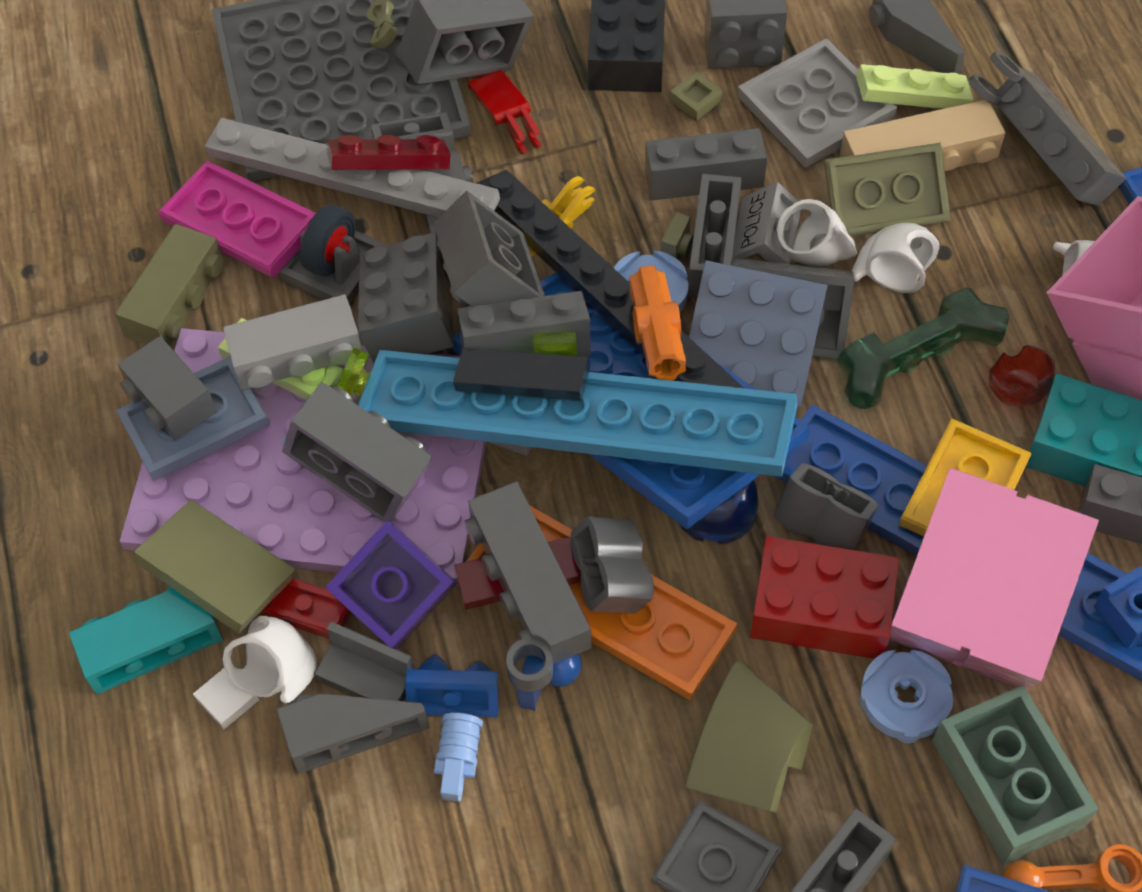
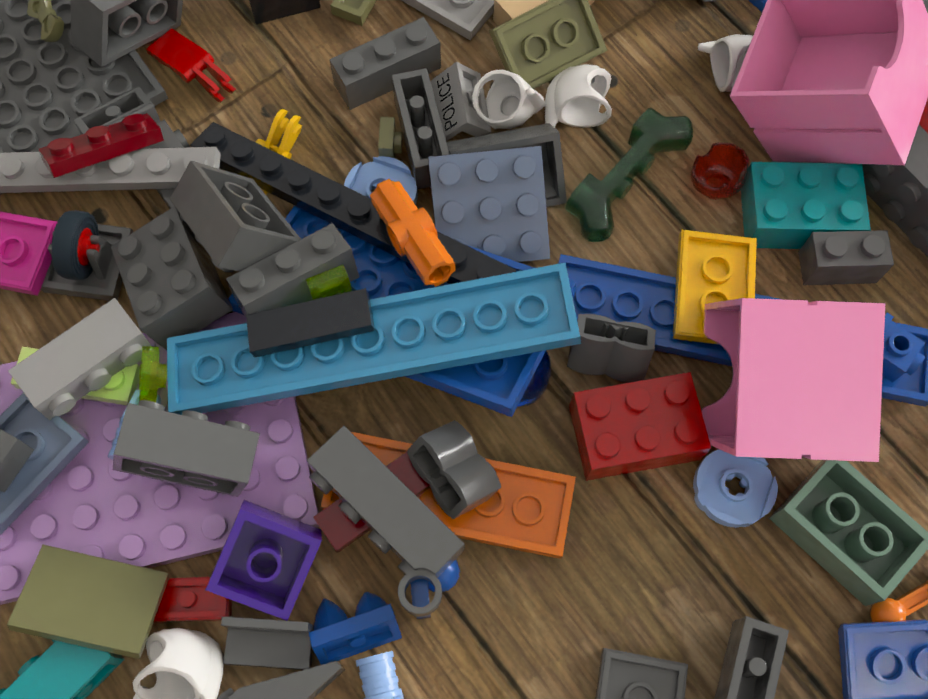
camera: 25 degrees left, 10 degrees up
(749, 742) = (627, 583): olive slope -> none

